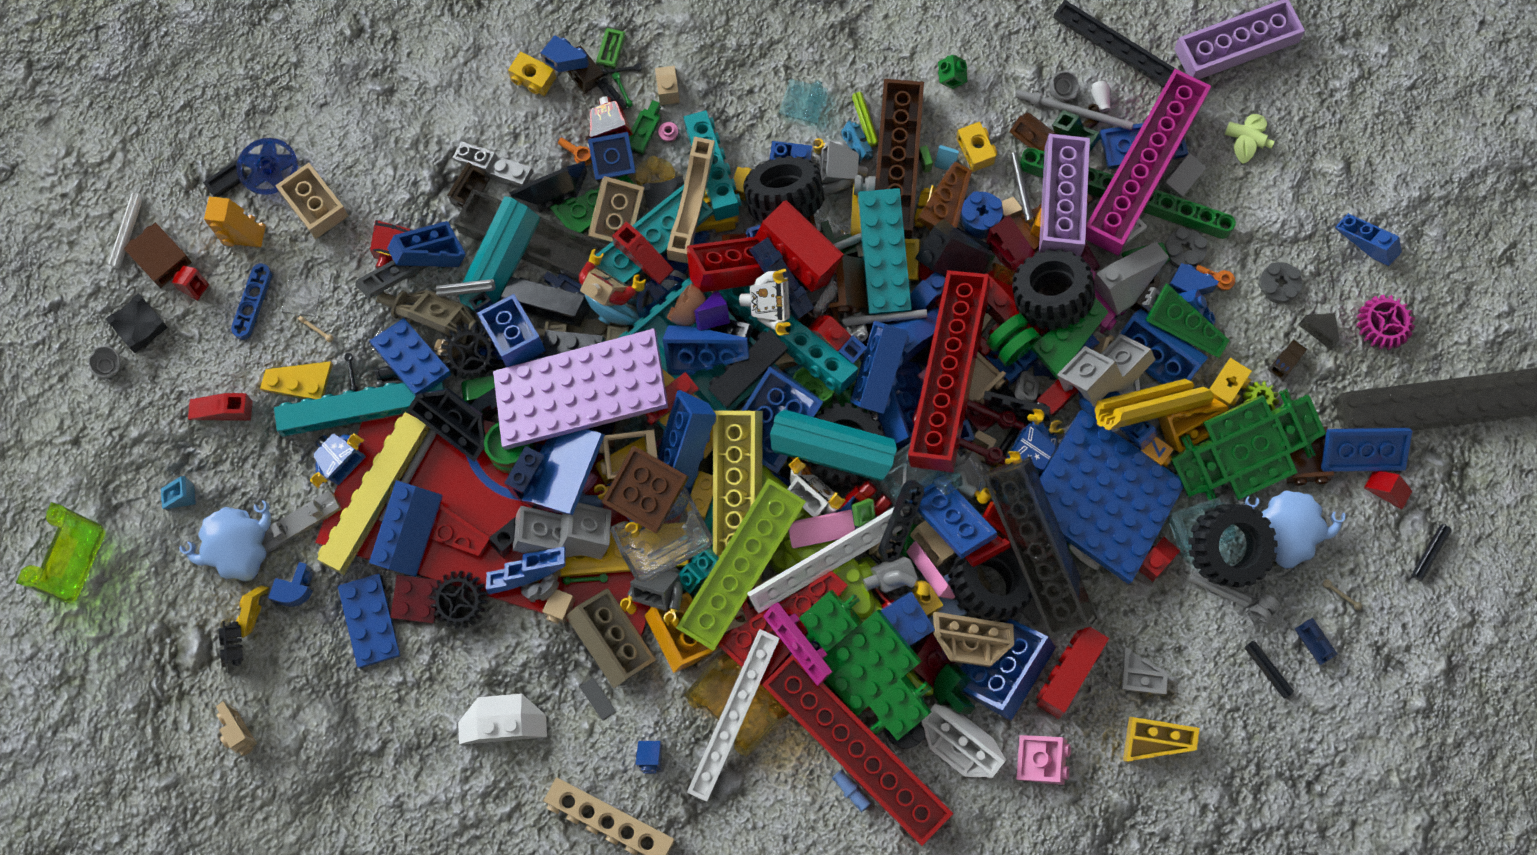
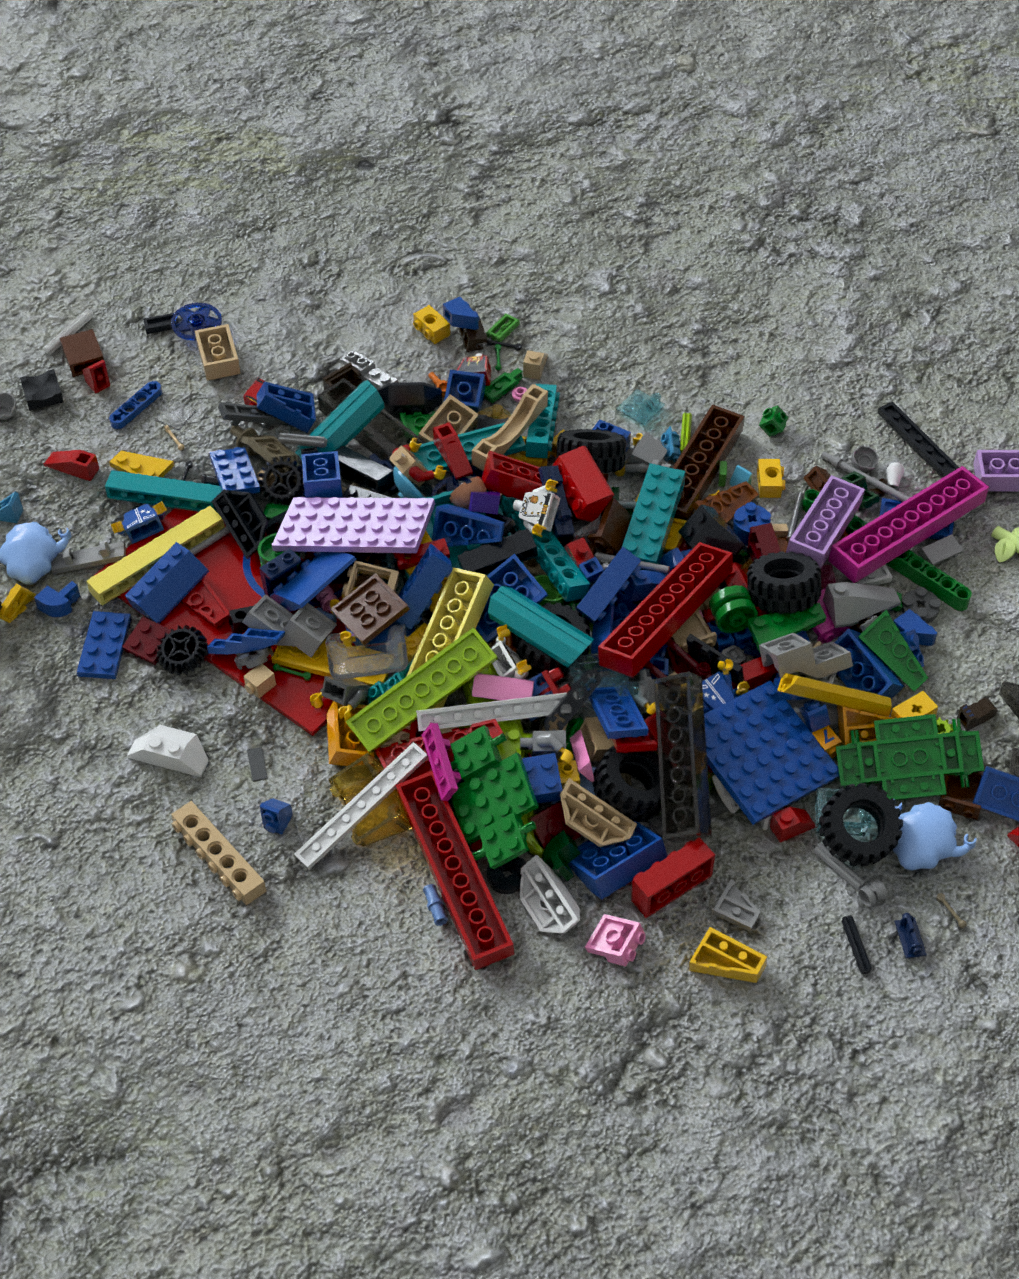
camera: 20 degrees right, 20 degrees down
(231, 224) = (147, 345): light orange wedge -> none
(609, 91) = (485, 350): black axle -> none
(610, 637) = (289, 717): dark tan slope -> none
(863, 512) = (543, 686): bright green tile -> none
(1225, 278) = (944, 637): orange plate -> none
(1271, 288) = (995, 647): dark grey plate -> none

